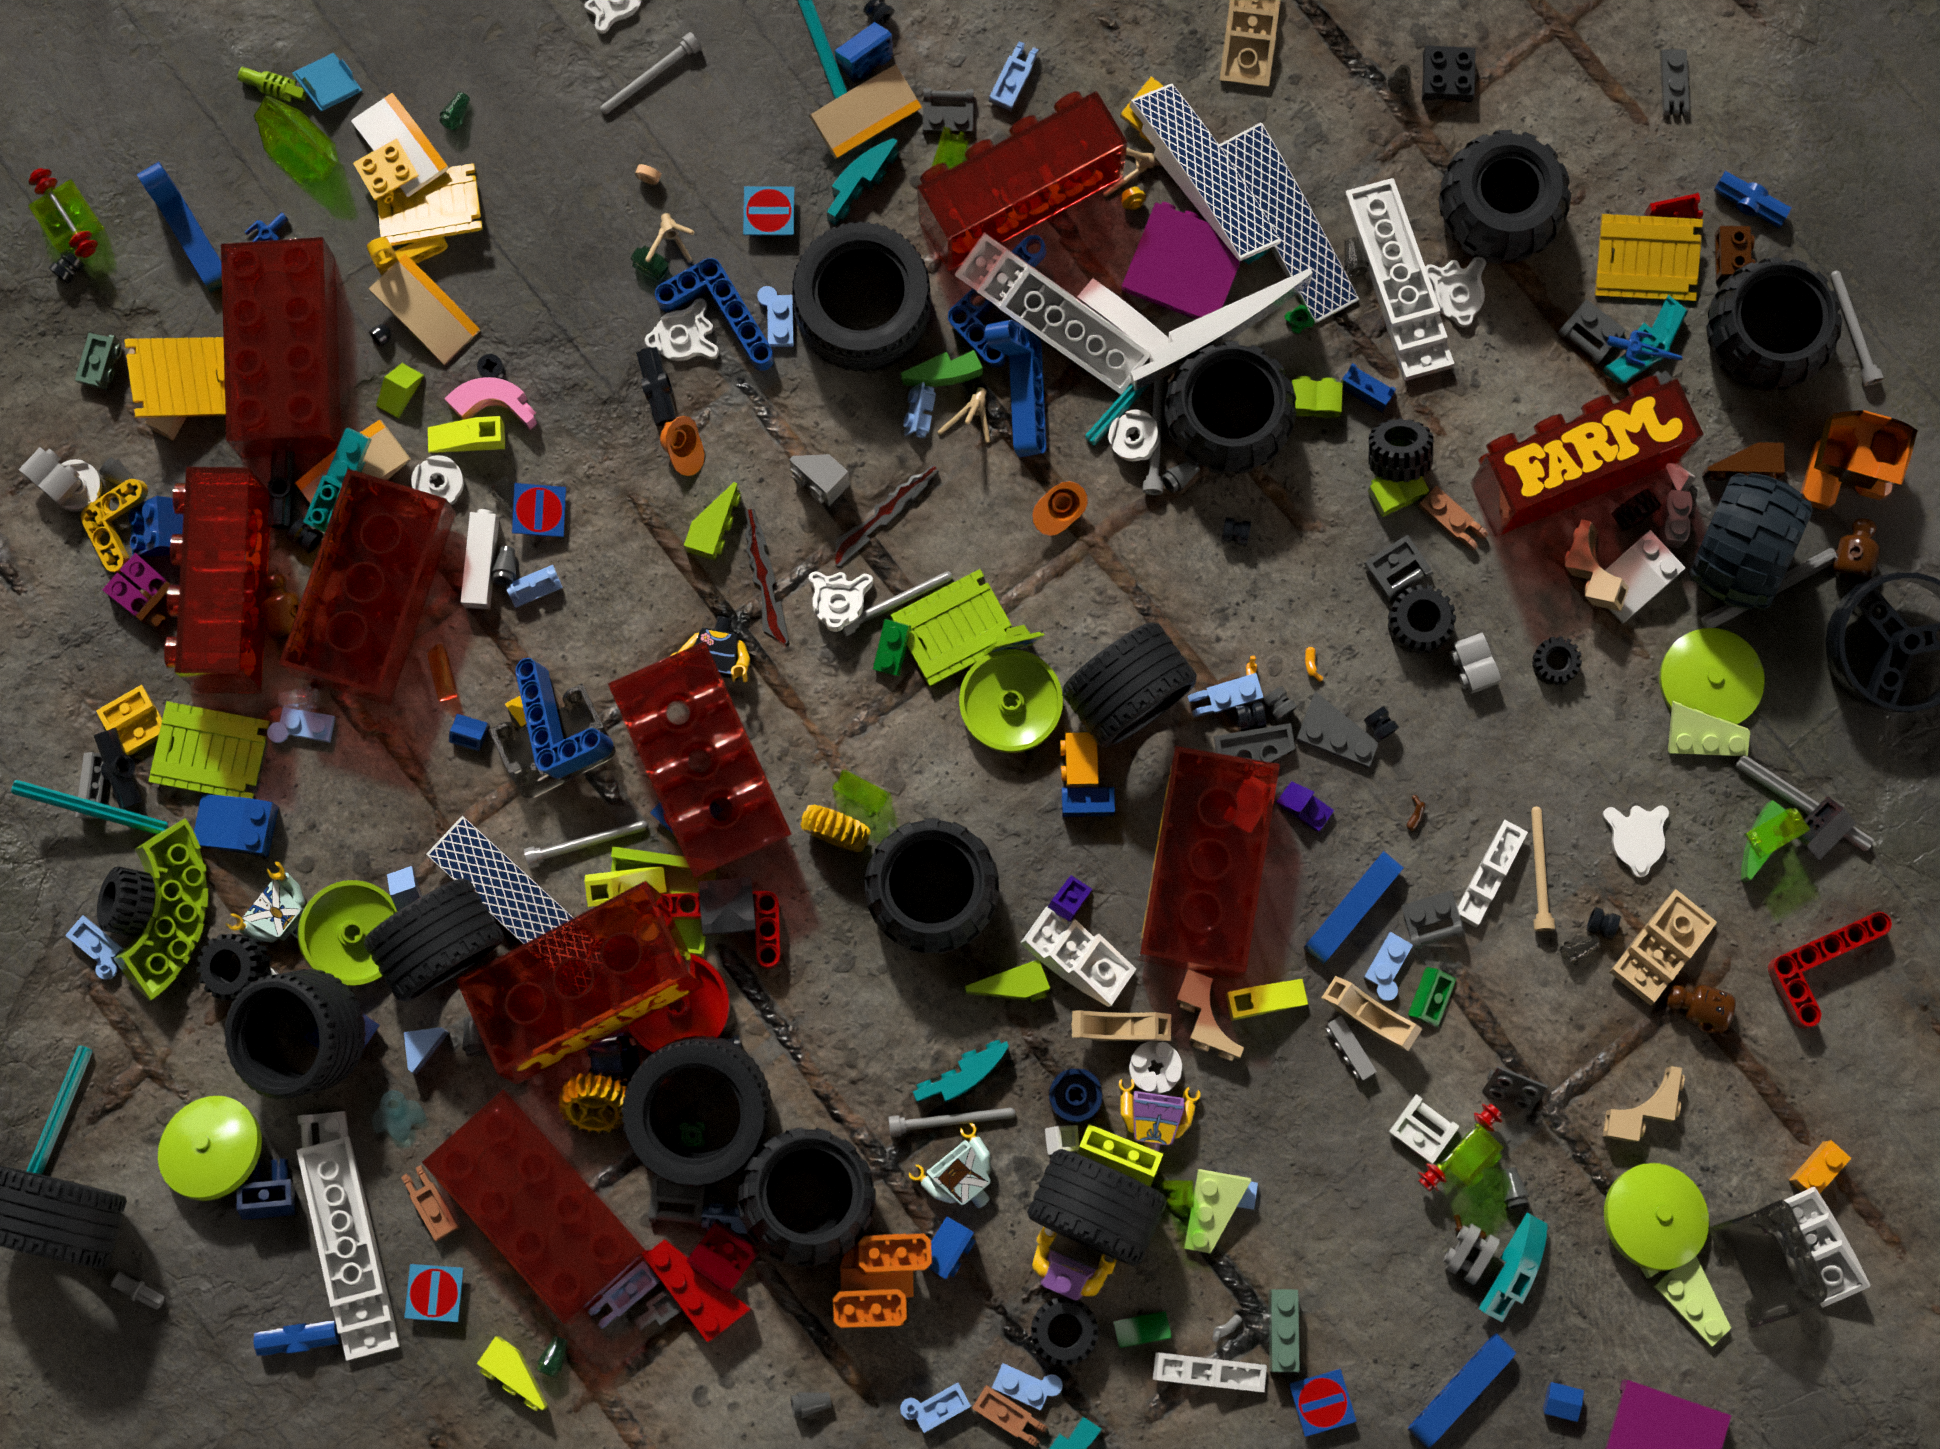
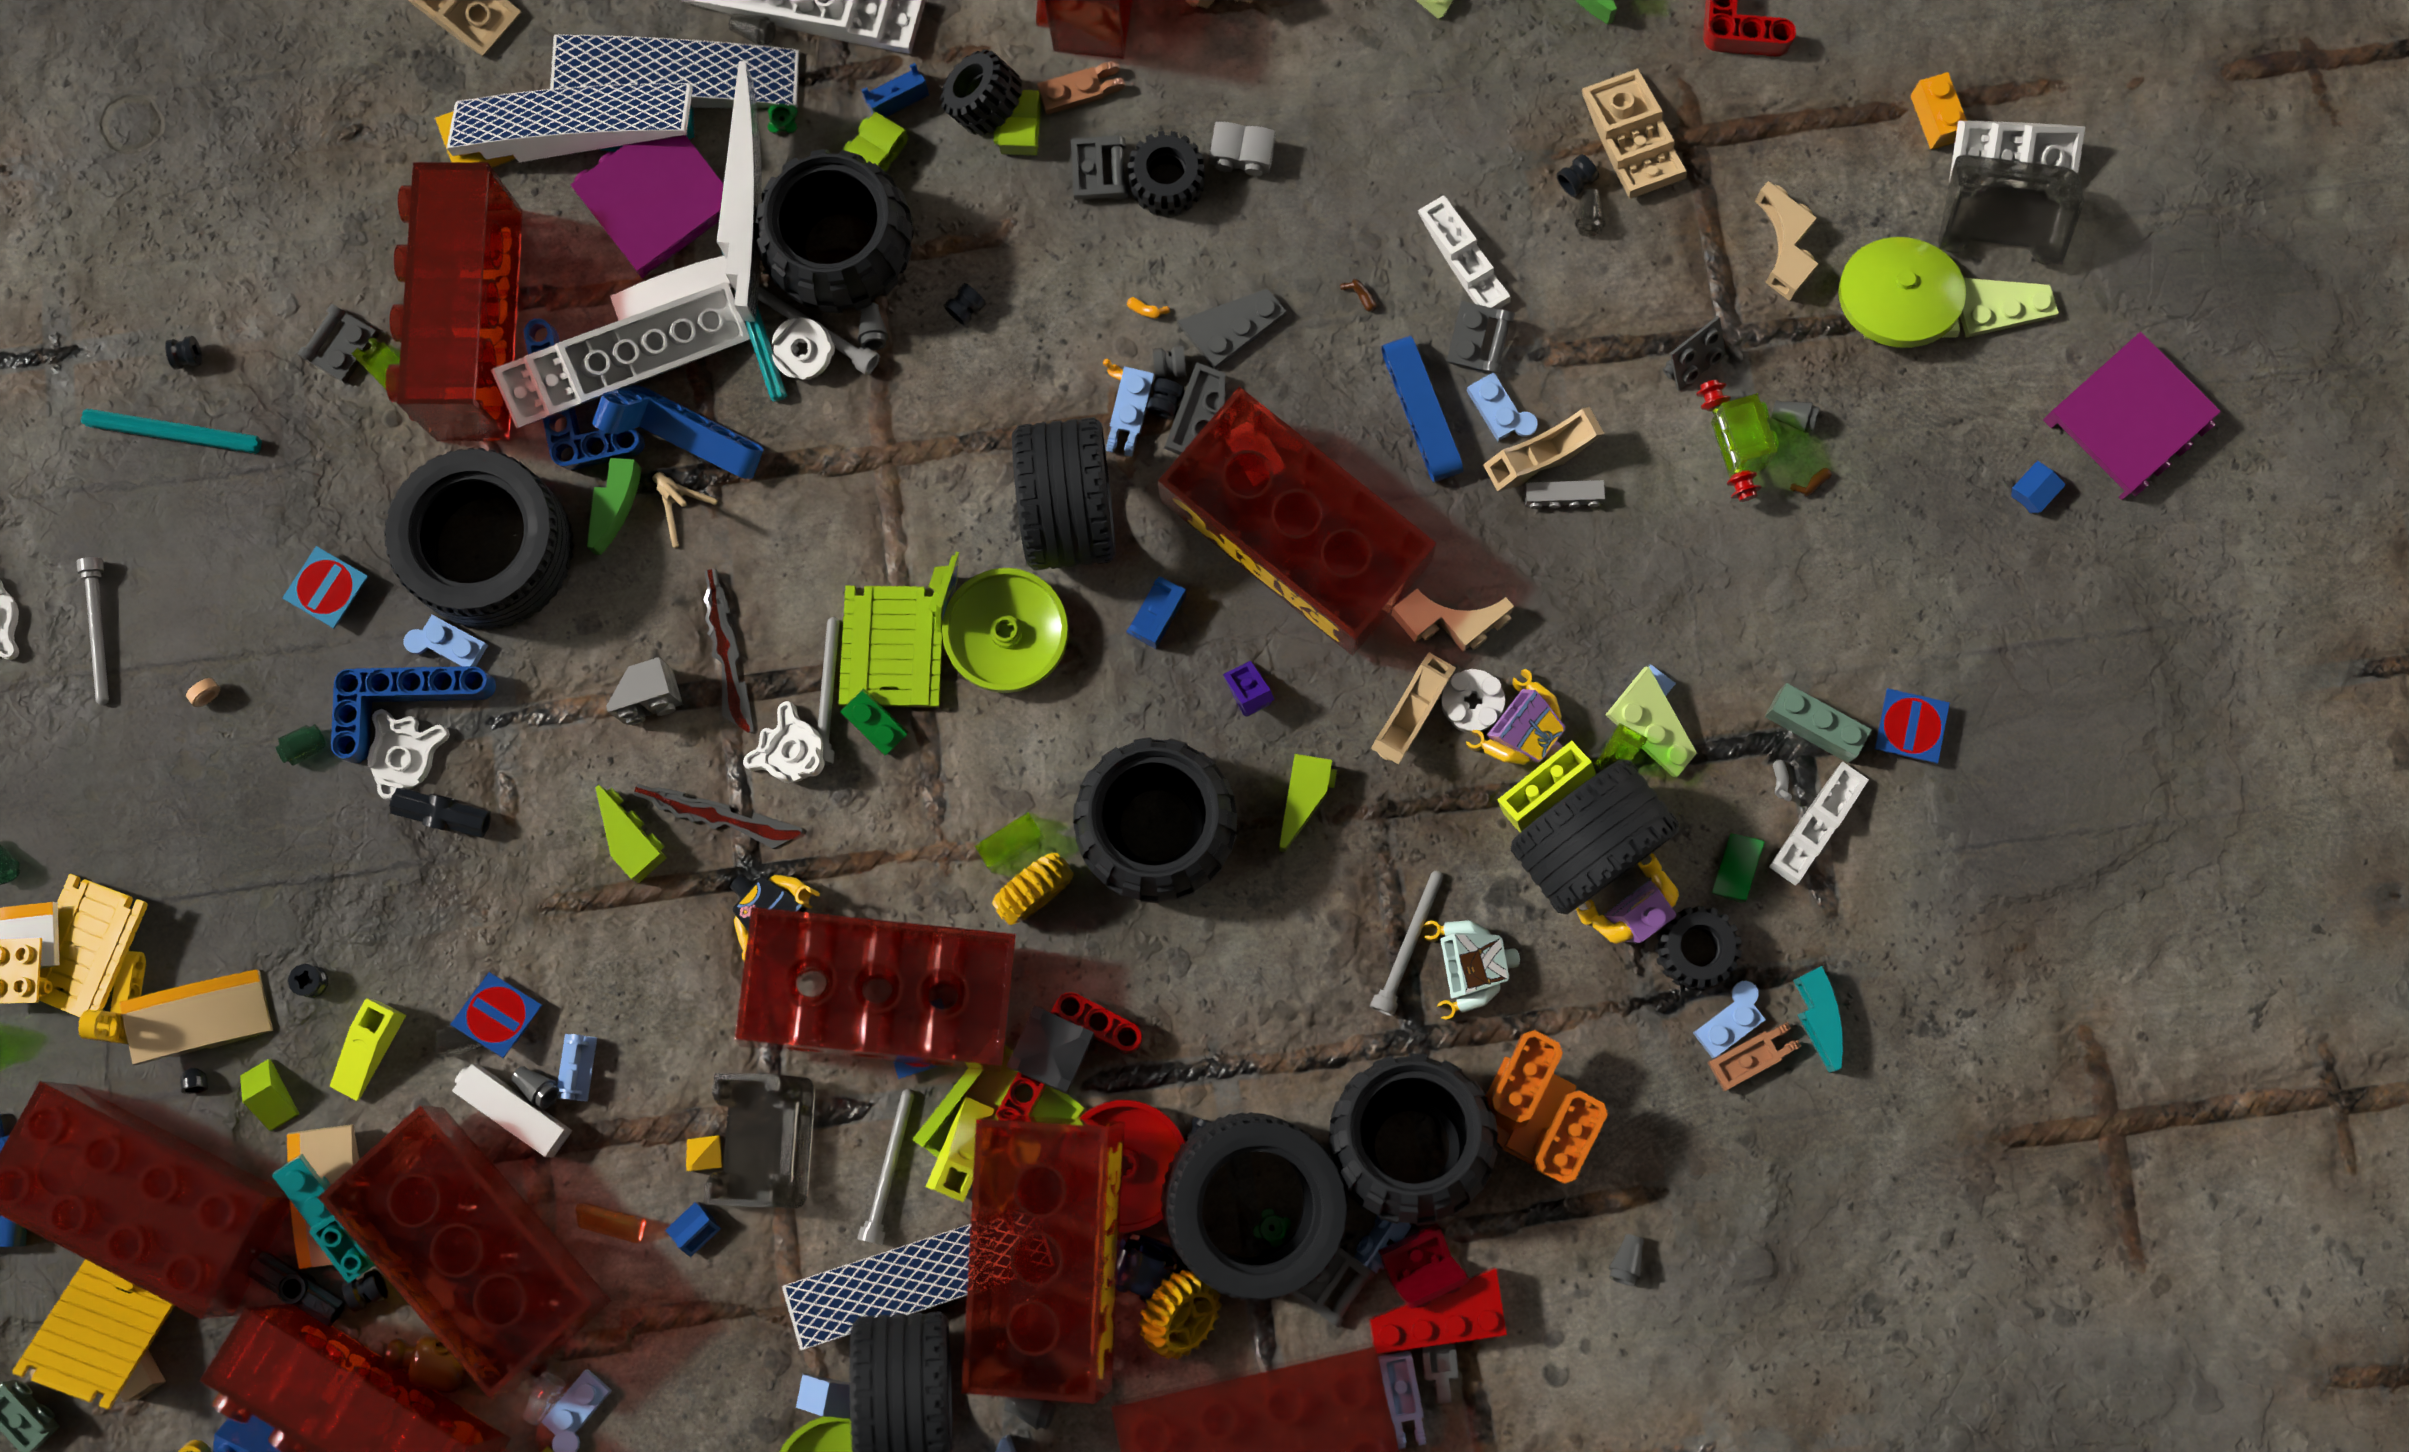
camera: 55 degrees left, 0 degrees up
(449, 473) = (382, 1094): white plate -> none
(485, 392) = (329, 1002): bright pink arch -> none
(550, 751) = (742, 1135): blue beam -> none
(669, 231) = (280, 704): tan plant -> none
(683, 445) = (520, 819): orange piece -> none
(865, 52) = (218, 390): blue slope -> none
(865, 111) = (283, 426): tan slope -> none
(865, 171) = (347, 468): teal slope -> none
(920, 399) = (628, 544): light blue hinge -> none
(937, 1408) = (1706, 1128): light blue hinge -> none
(948, 1246) = (1544, 1012): blue slope -> none
(973, 1069) = (1370, 889): teal slope -> none
(1012, 78) = (346, 259): light blue hinge -> none
(1059, 508) = (831, 465): orange piece -> none
(1062, 1138) = (1494, 839): white slope -> none
(1075, 1080) = (1466, 781): dark blue brick -> none
(1078, 956) = (1315, 712): white slope -> none
(1081, 760) = (1109, 595): light orange brick -> none
(1133, 198) = (551, 209): yellow plate -> none
(1143, 161) = (519, 179): tan plant -> none
(1266, 999) = (1466, 549): neon yellow slope -> none
(1305, 806) = (1291, 397): dark purple slope -> none
(1381, 723) = (1249, 274): black wheel -> none
(1420, 1137) = (1691, 477): white plate -> none
(1432, 996) = (1555, 384): green slope -> none
(1461, 1391) = (1973, 581): blue beam -> none
(1467, 1239) = (1825, 487): light grey brick -> none
(1522, 1263) = (1876, 444): teal slope -> none
(1543, 919) = (1539, 230): tan piece -> none
(1556, 645) = (1291, 53): black tyre -> none
(1637, 838) = (1509, 95): white tile -> none
(1705, 1007) = (1717, 126): reddish brown piece -> none

